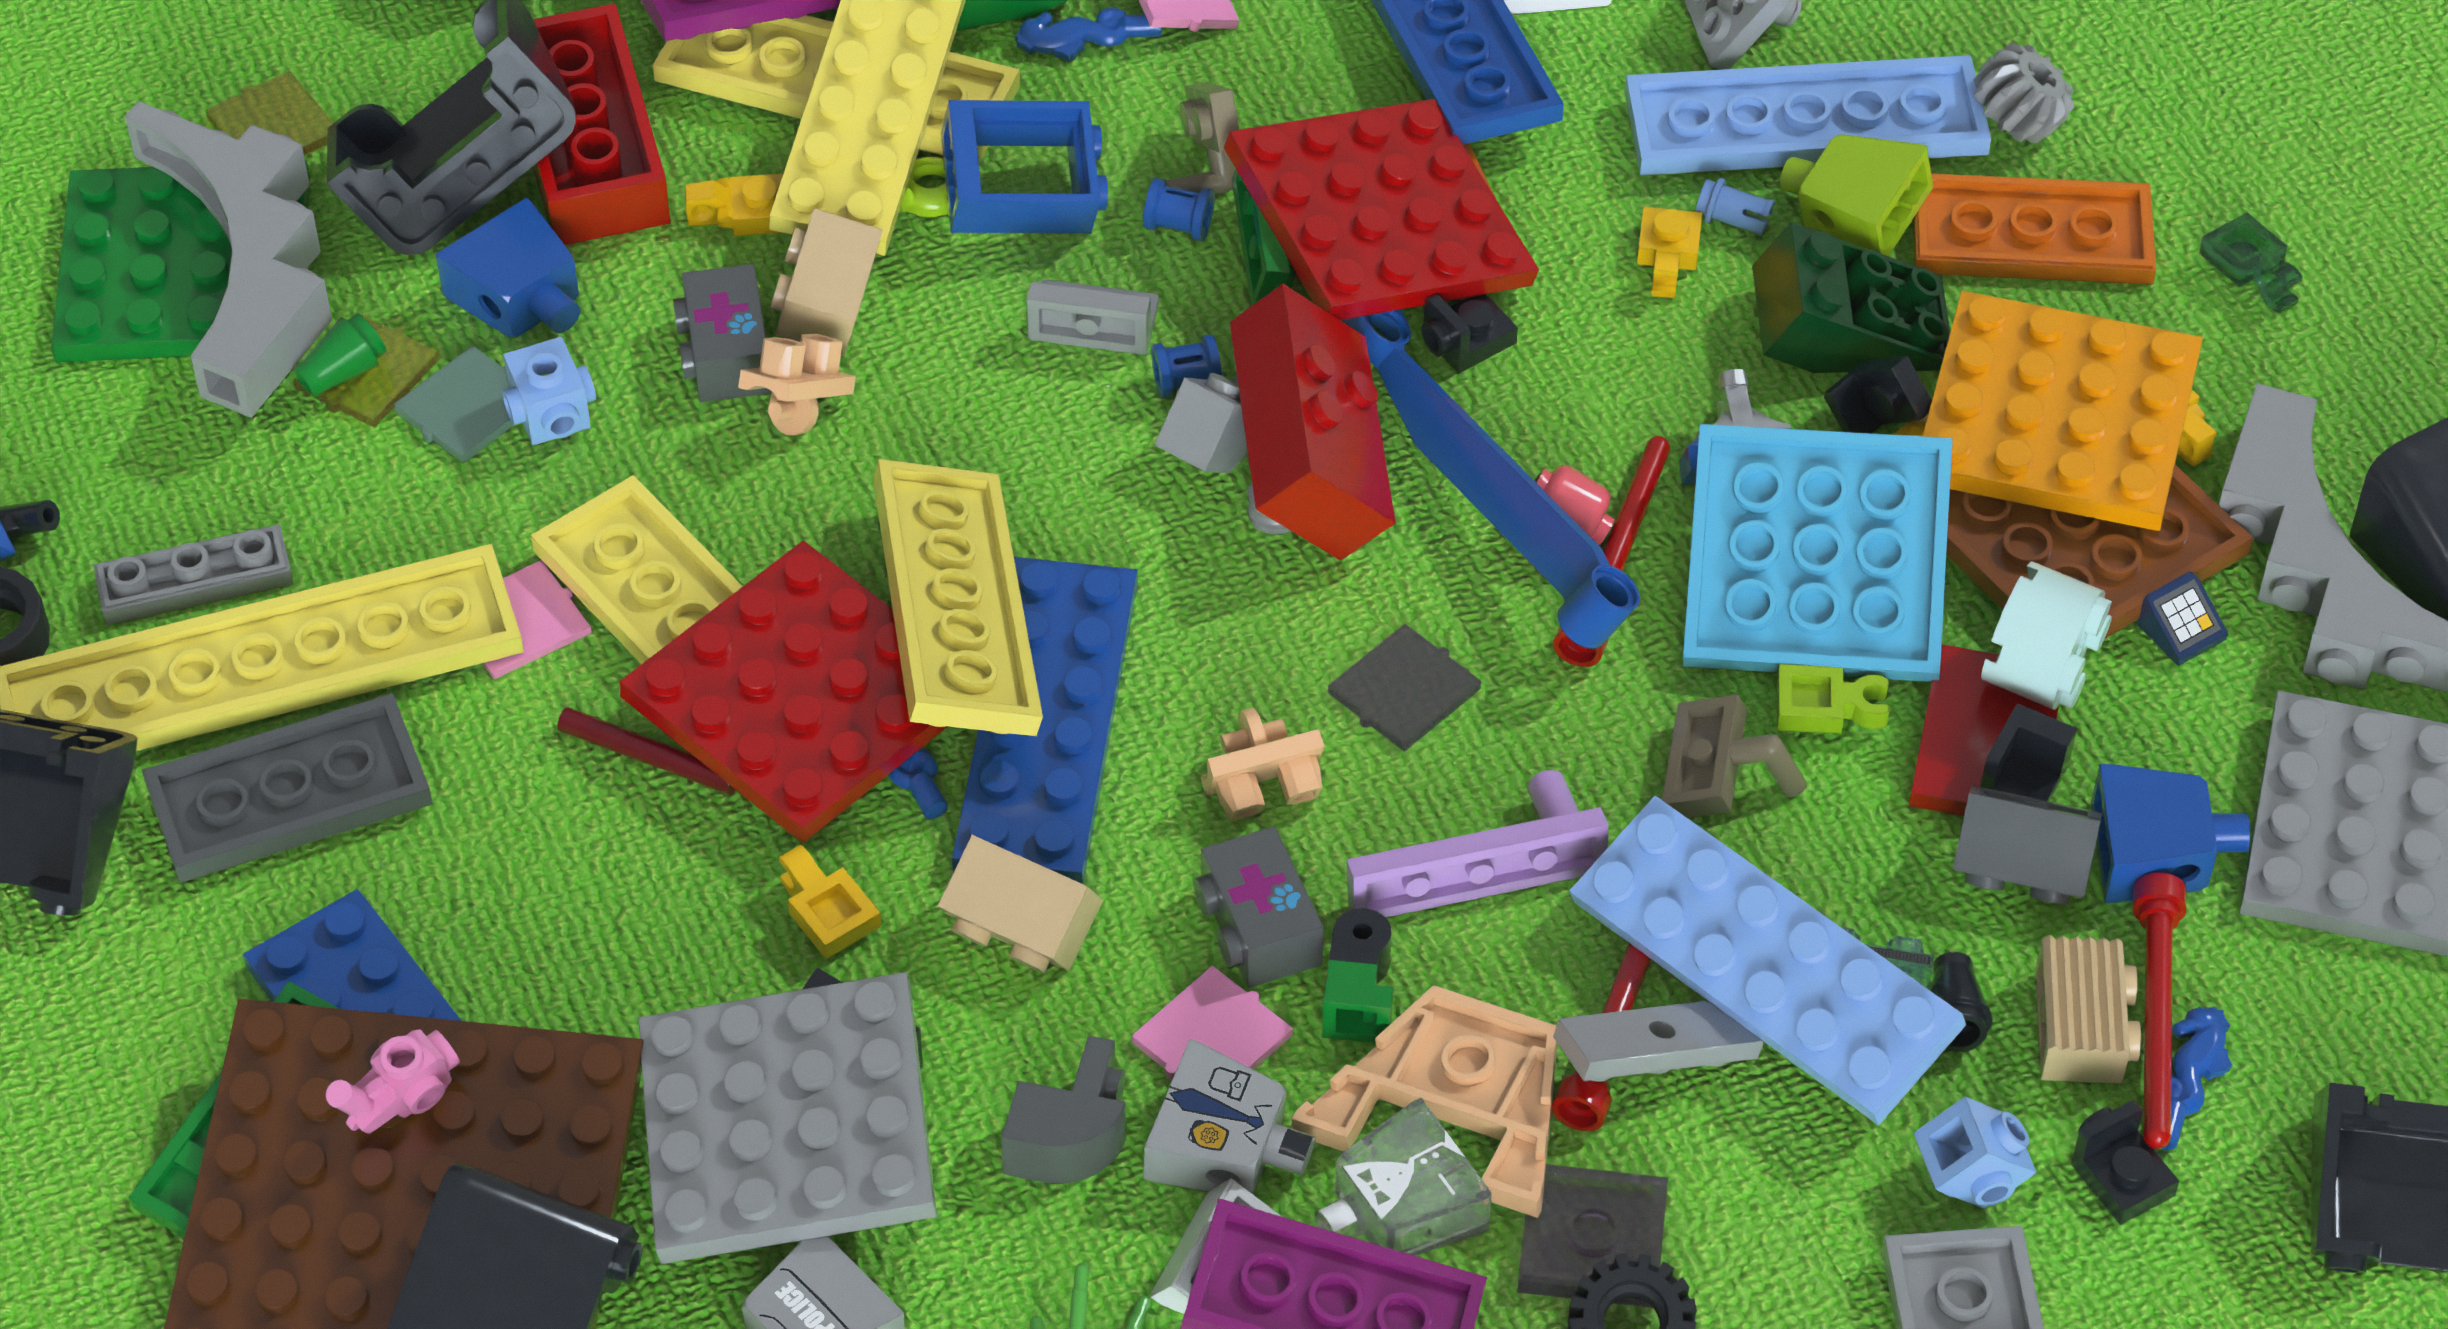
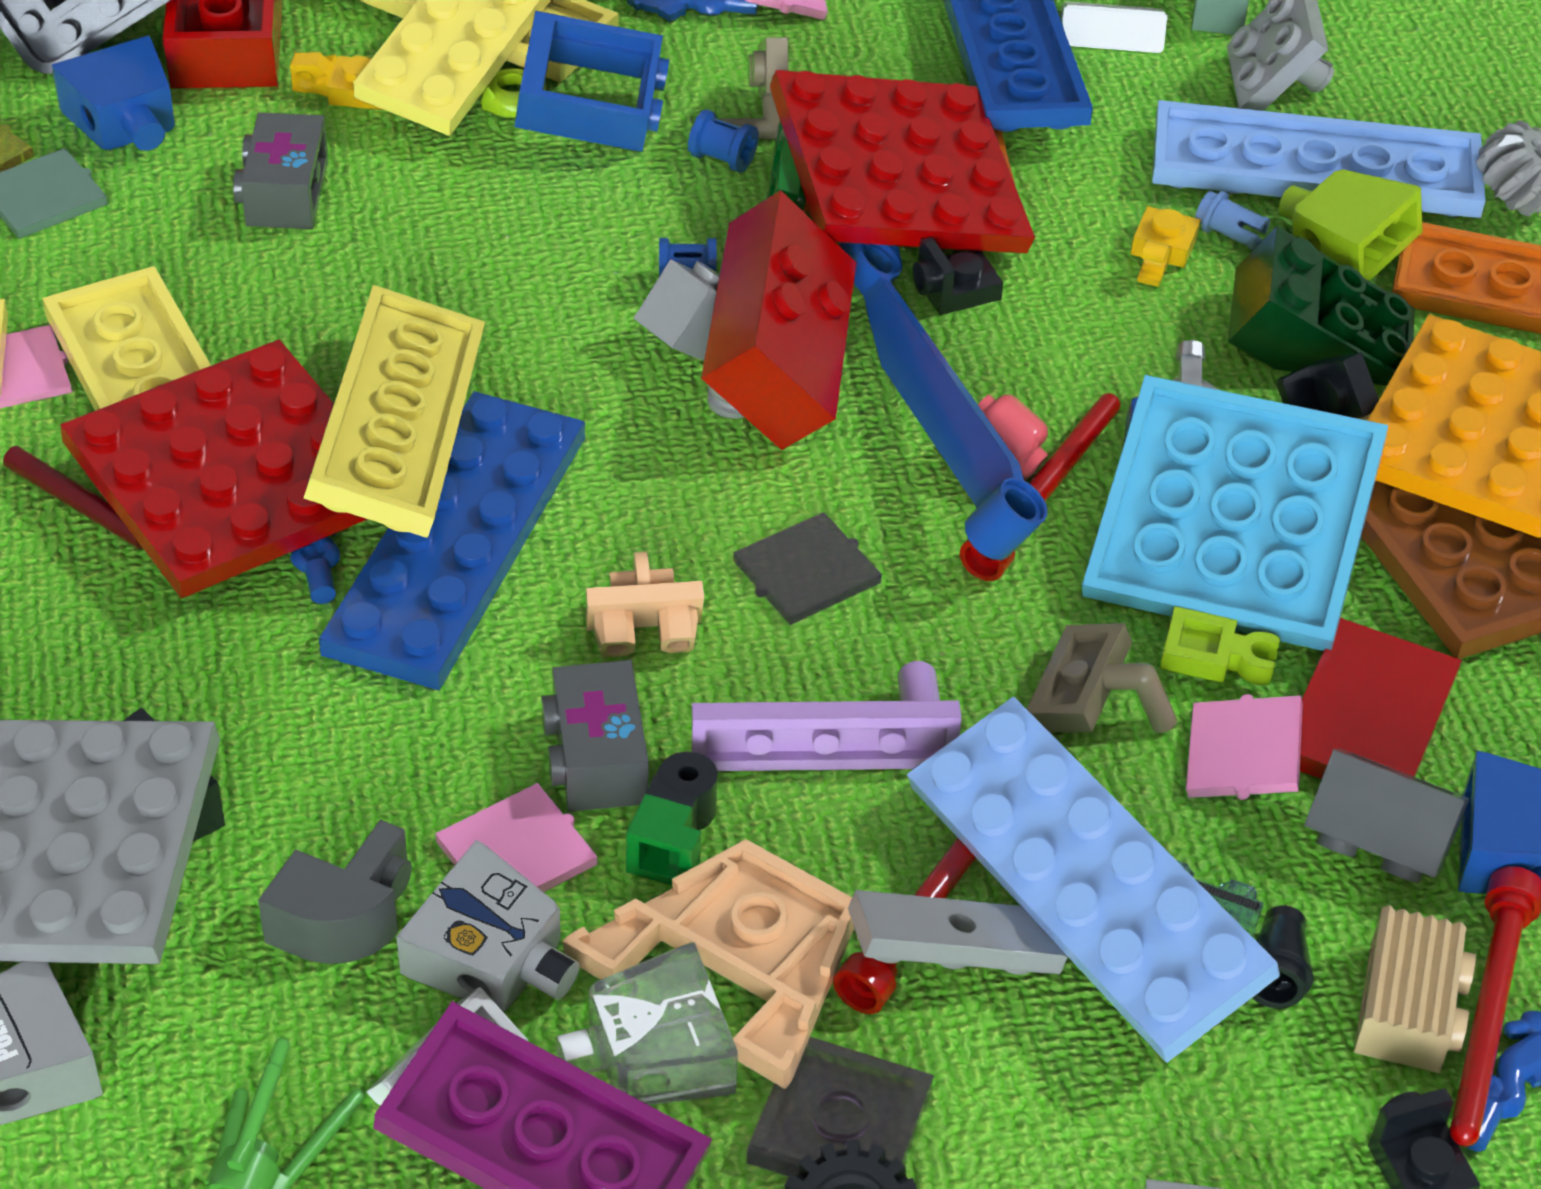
camera: 10 degrees right, 5 degrees down
(547, 404) = (105, 187): light blue brick -> none
(798, 376) = (310, 200): light nougat hips -> none
(827, 908) = (182, 660): yellow plate -> none
(828, 278) = (386, 143): tan brick -> none
(1020, 905) = (363, 688): tan brick -> none
(1091, 316) = (615, 210): light grey panel -> none
(1877, 797) = (1245, 747): none -> bright pink piece
(1976, 1153) = (1263, 1111): light blue brick -> none
(2029, 755) = (1406, 729): black panel -> none
(2046, 636) = (1446, 620): light aqua brick -> none

